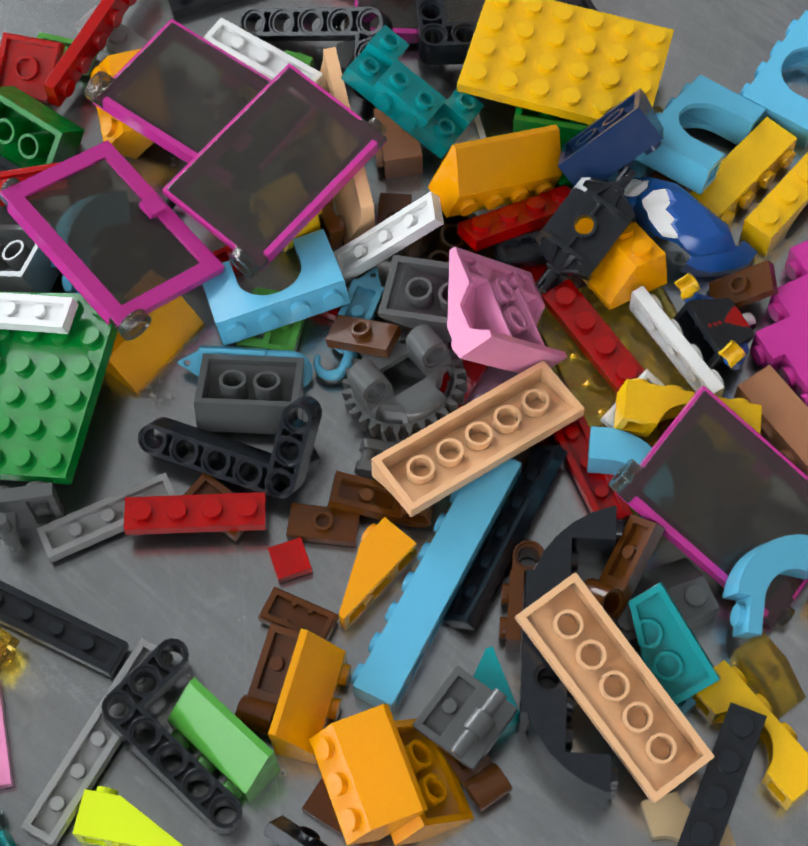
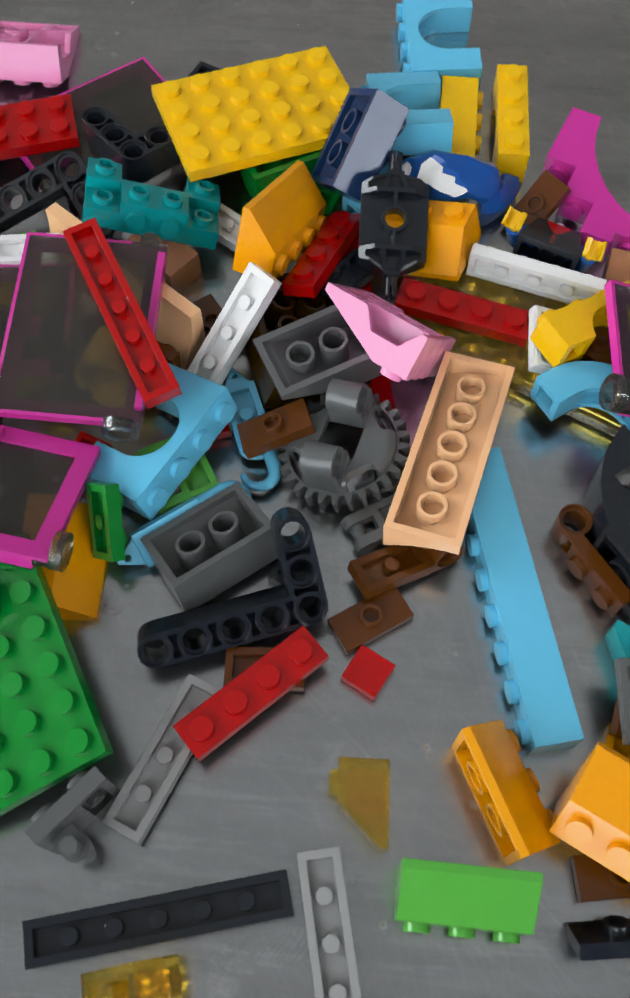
camera: 40 degrees left, 0 degrees up
(164, 743) = (412, 947): black beam -> none
(184, 336) = (106, 520): none -> green plate
(215, 636) = (364, 797): none -> clear yellow slope
(260, 703) = (453, 800): reddish brown plate -> none
(297, 614) = (422, 720): reddish brown plate -> none
(304, 172) = (122, 314): none -> red plate
(379, 561) = (450, 622): light orange slope -> none
(506, 533) = (538, 521): black plate -> none
(592, 486) = (569, 431): red plate -> none

